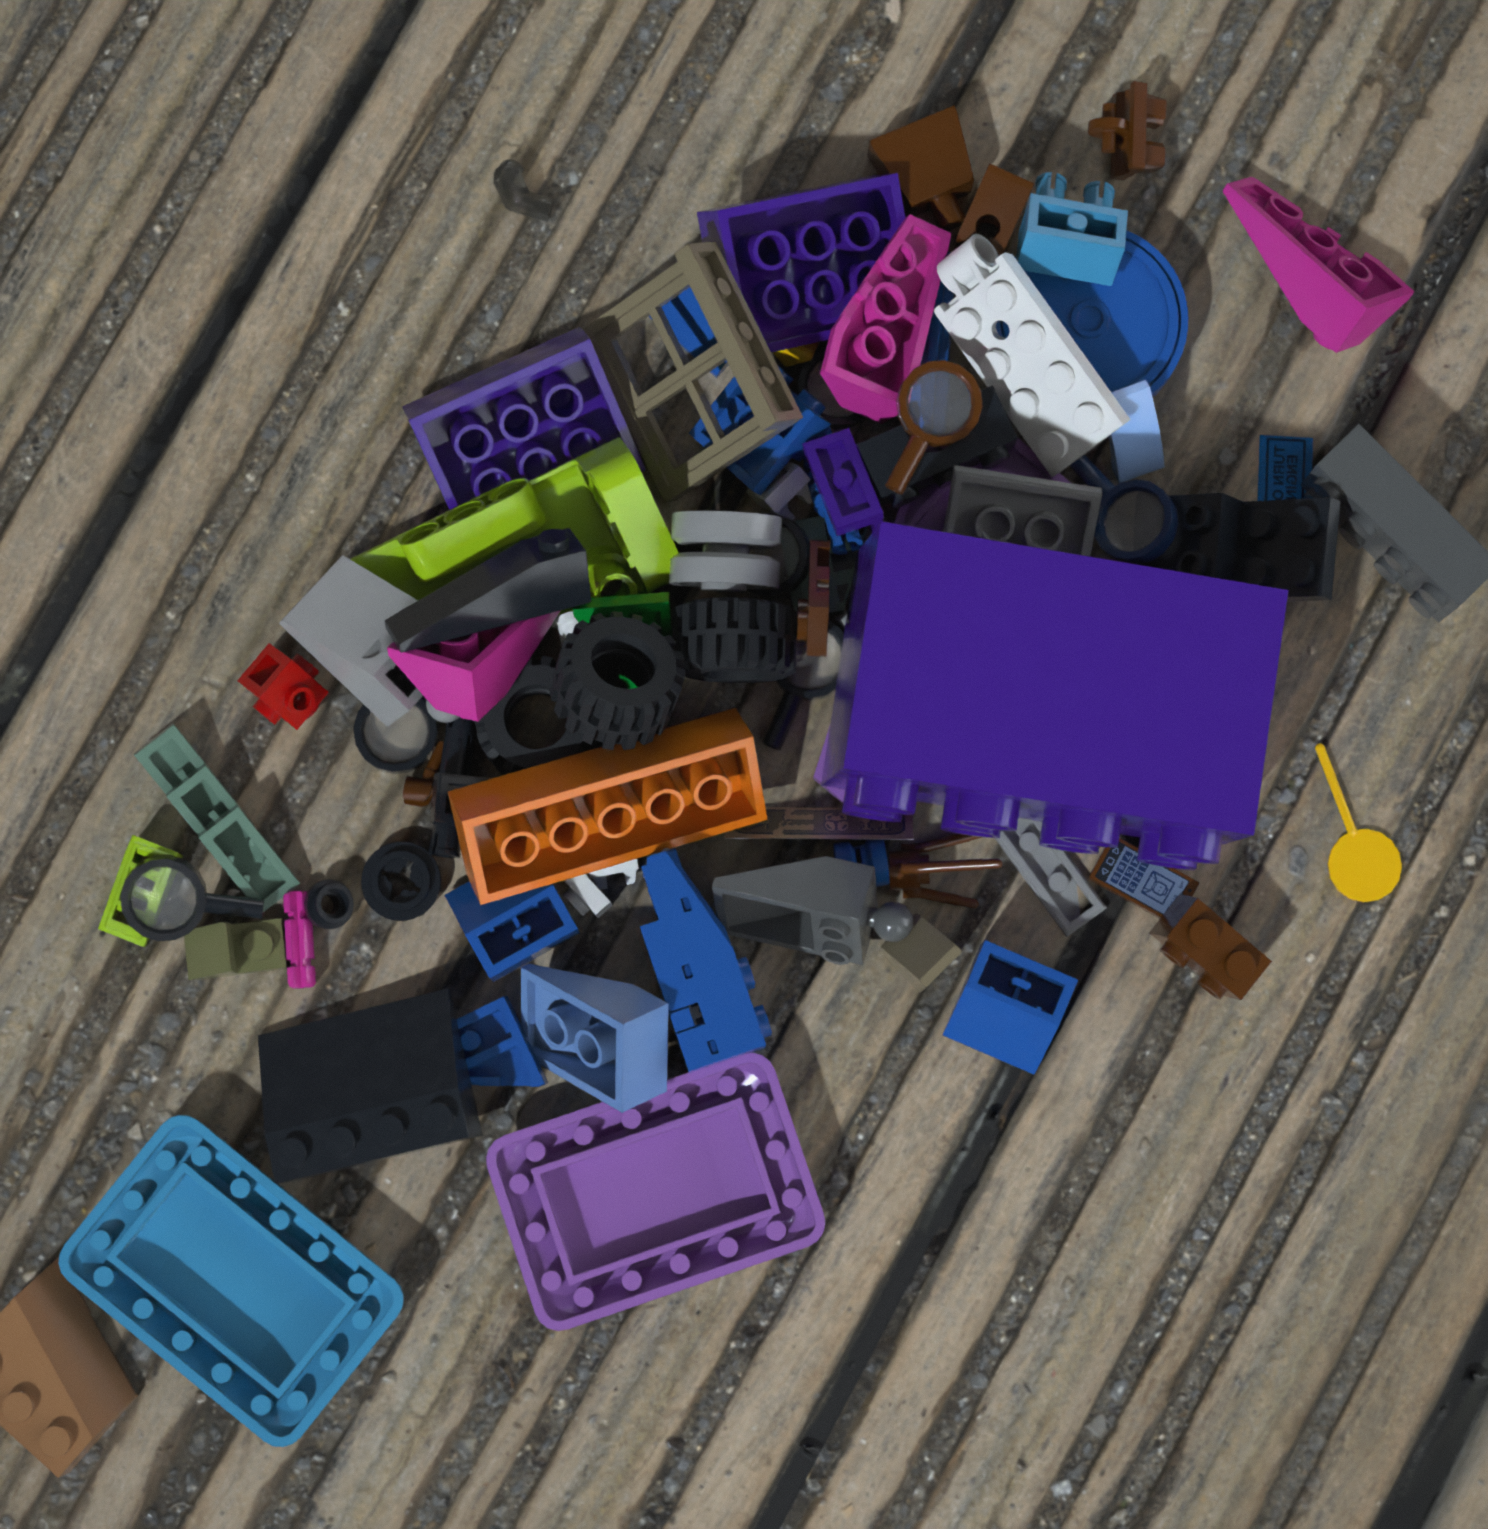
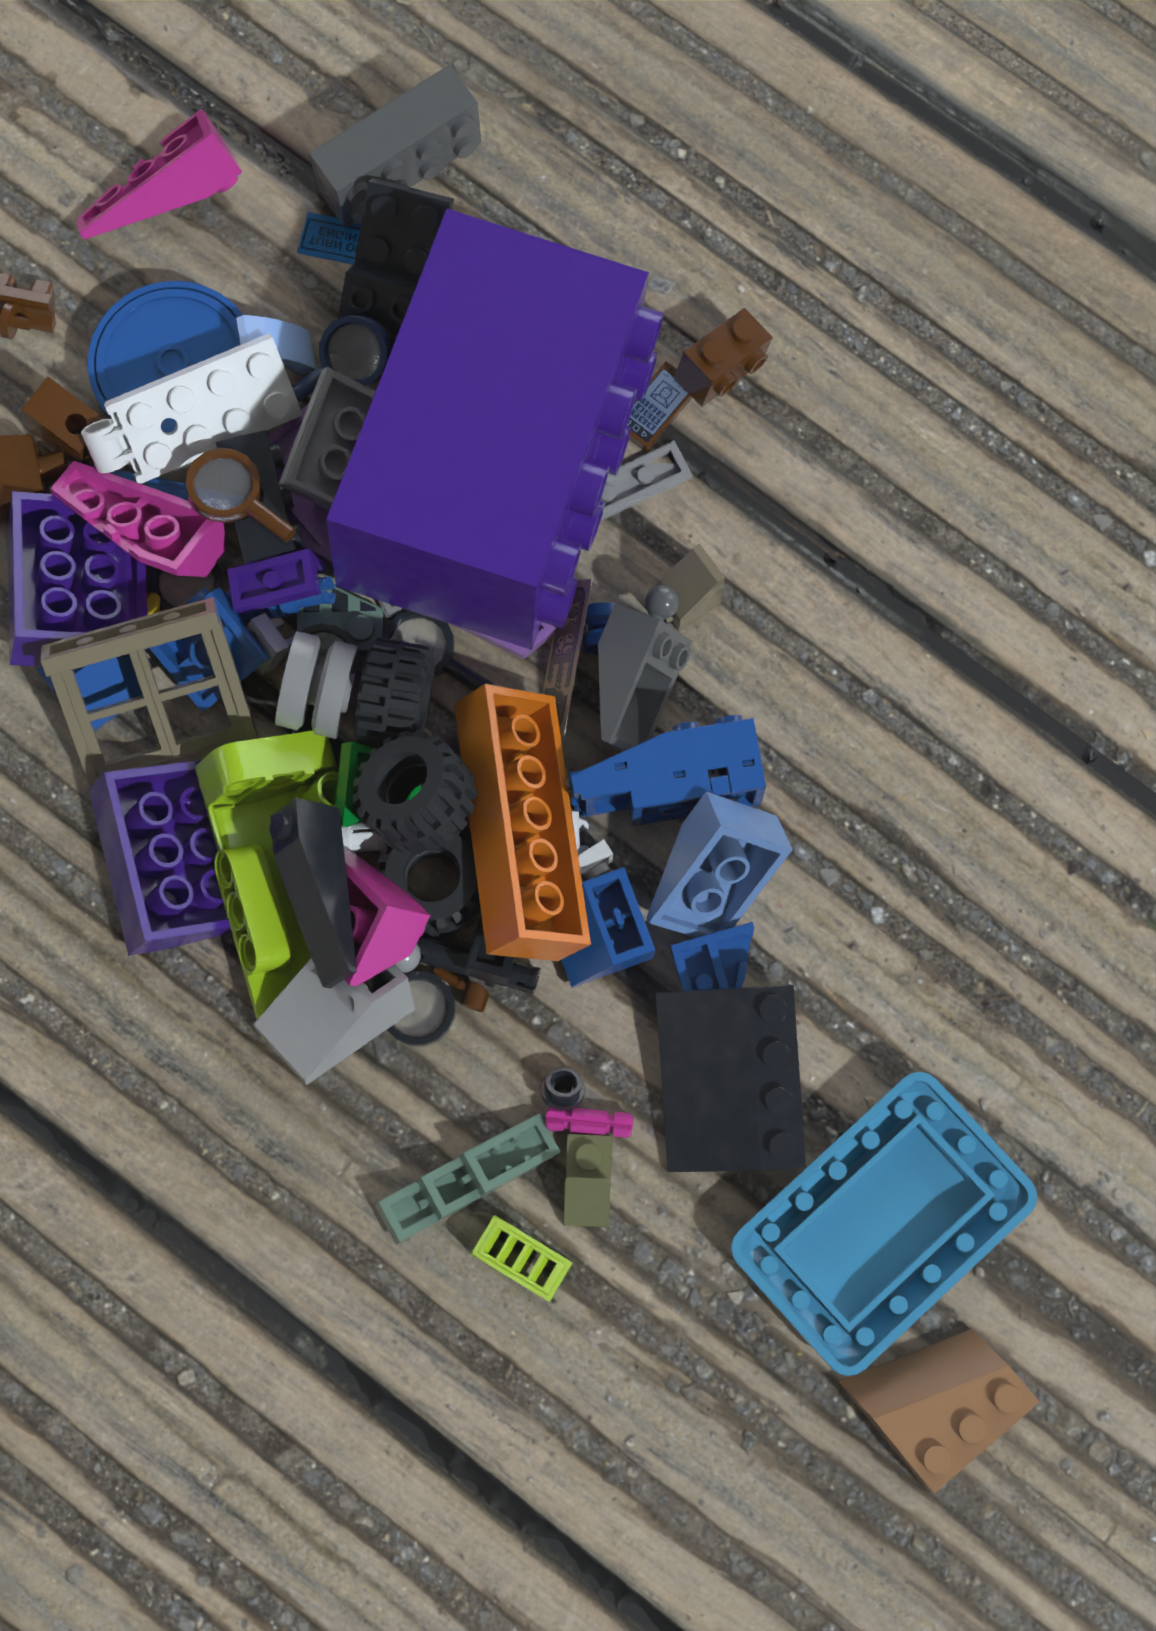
camera: 75 degrees left, 5 degrees down
(168, 897) = (534, 1229): piece -> none
(283, 687) = (361, 1097): red brick -> none
(394, 859) = (548, 1003): black gear -> none
(657, 1195) = (869, 844): medium lavender wedge -> none
(814, 611) = (375, 618): reddish brown wing -> none
(911, 870) = (616, 584): reddish brown plant -> none
(1009, 1007) = (746, 525): blue slope -> none
(1072, 236) = (99, 353): dark azure brick -> none
(1363, 861) = (668, 234): yellow piece -> none

